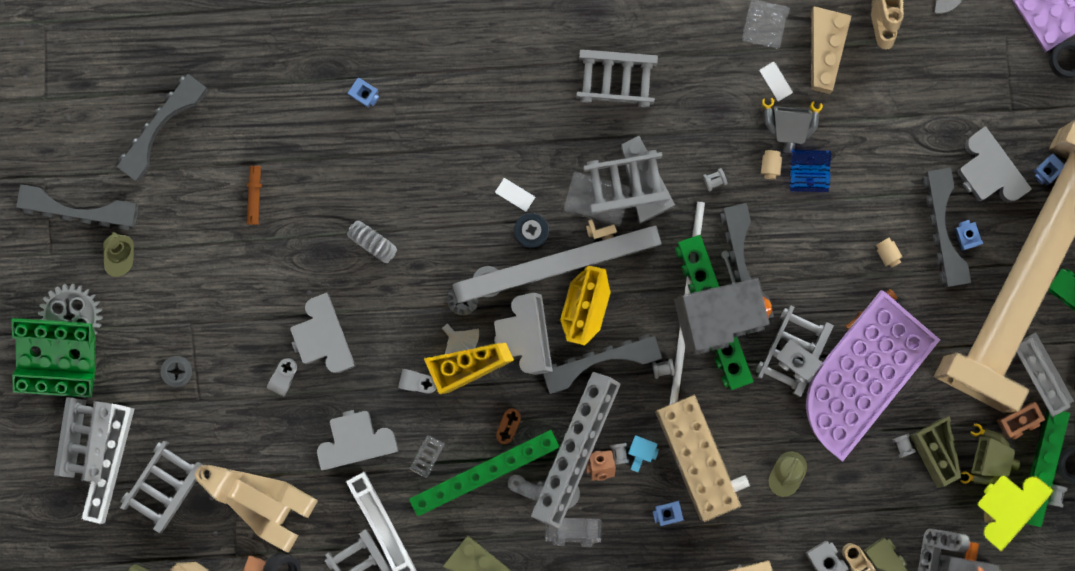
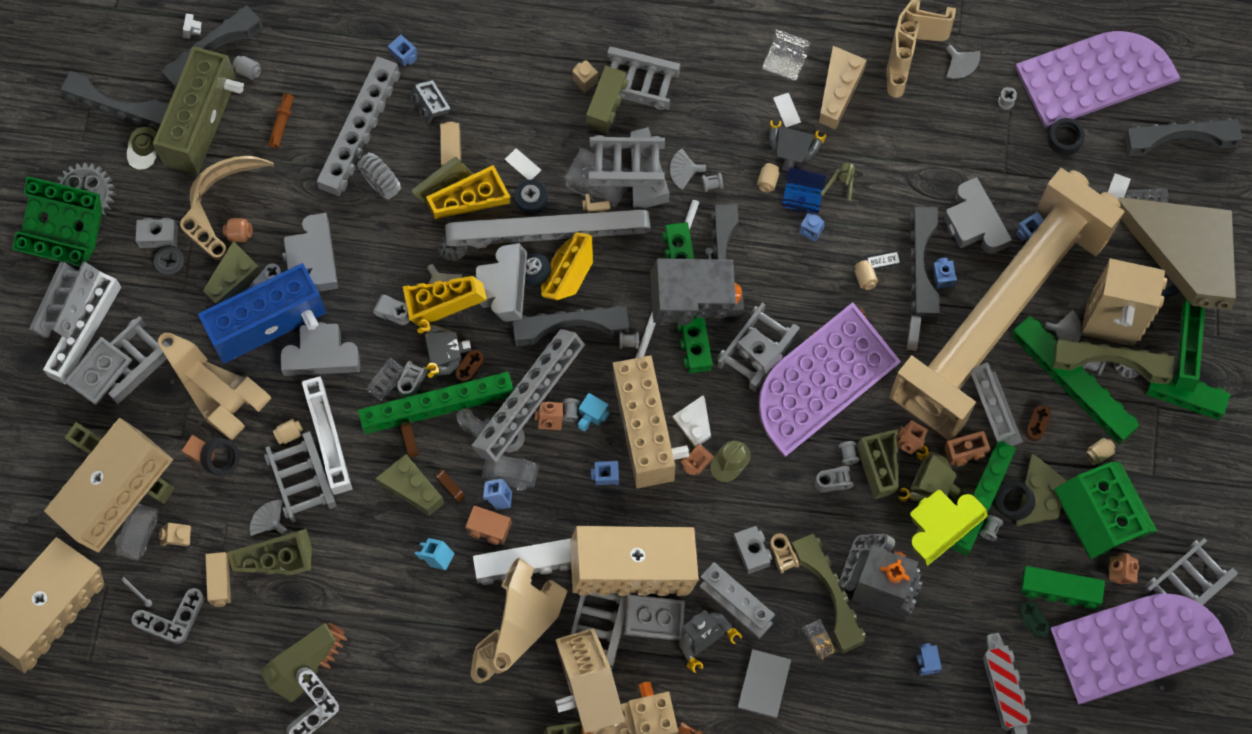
camera: 15 degrees right, 15 degrees down
(133, 106) = (191, 27): none -> white tile
(137, 507) = (98, 371): none -> light grey tile
(166, 207) = (195, 110): none -> olive piece
(168, 346) = (166, 237): none -> light grey brick
(195, 320) = (200, 186): none -> tan piece
(204, 142) = (246, 67): none -> light grey brick
(239, 326) = (237, 230): none -> nougat head
(245, 378) = (231, 276): none -> olive wedge
(291, 418) = (263, 313): none -> blue piece
(342, 530) = (288, 431): none -> tan brick
(344, 118) = (381, 69): none -> light grey brick
(403, 144) = (428, 101): none -> dark grey bracket
(437, 191) = (450, 142): none -> tan brick
(443, 227) = (447, 175): none -> olive wing
(453, 451) = (412, 377): none -> light grey piece
(465, 515) = (409, 439): none -> reddish brown beam
(472, 241) = (471, 194): none -> yellow wedge
(478, 415) = (442, 348): none -> dark grey torso
(515, 555) = (449, 485): none -> reddish brown beam
(560, 85) = (585, 76): none -> tan brick
(561, 310) = (541, 269): none -> black wheel
(566, 557) = (498, 494): none -> medium blue brick
(591, 112) = (606, 100): none -> olive wedge
(681, 168) = (683, 169): none -> light grey hand
(745, 440) = (694, 421): none -> white wing
(757, 480) = (697, 460): none -> nougat bracket
(826, 210) = (813, 224): none -> medium blue brick
(850, 146) = (846, 175): none -> olive plant
(897, 474) = (837, 478): none -> light grey piece
(904, 229) = (885, 259): none -> sticker
(947, 305) = (913, 335): none -> light grey beam
(964, 419) = (911, 437): none -> nougat brick
(1008, 28) = (1007, 98): none -> light grey bush

